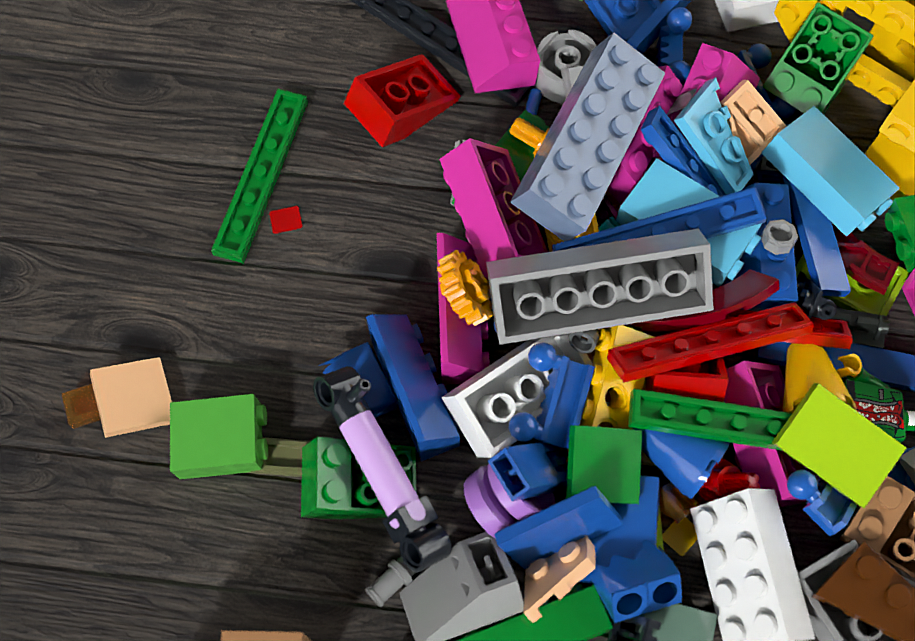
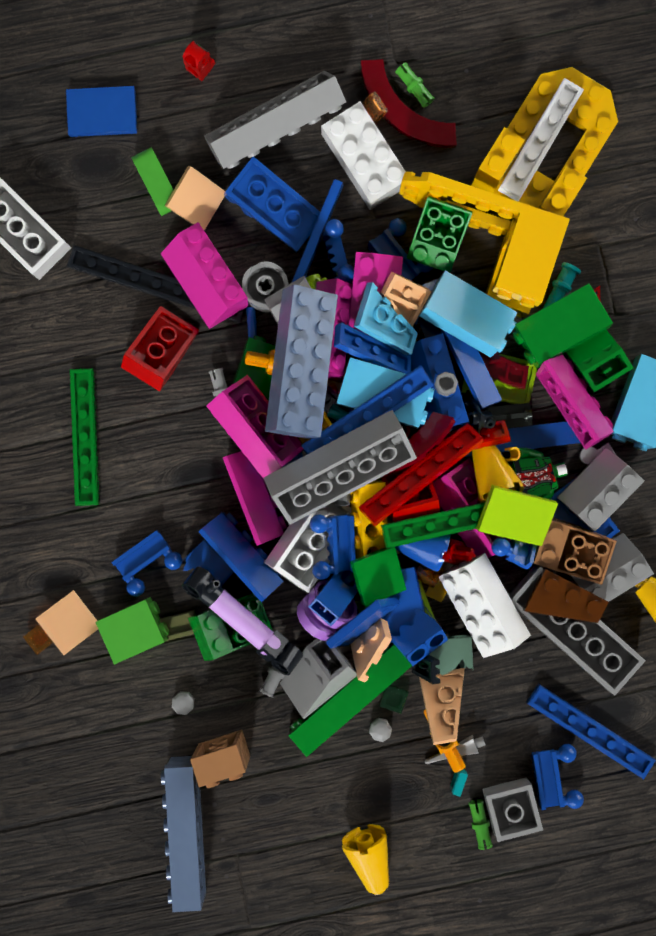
camera: 15 degrees left, 20 degrees up
(245, 570) = (183, 703): none -> light grey tile
(273, 342) = (141, 556): none -> blue gear
(285, 219) = (114, 464): red sticker -> none
(465, 287) = (253, 493): light orange gear -> none
(681, 101) = (354, 306): dark grey sticker -> none

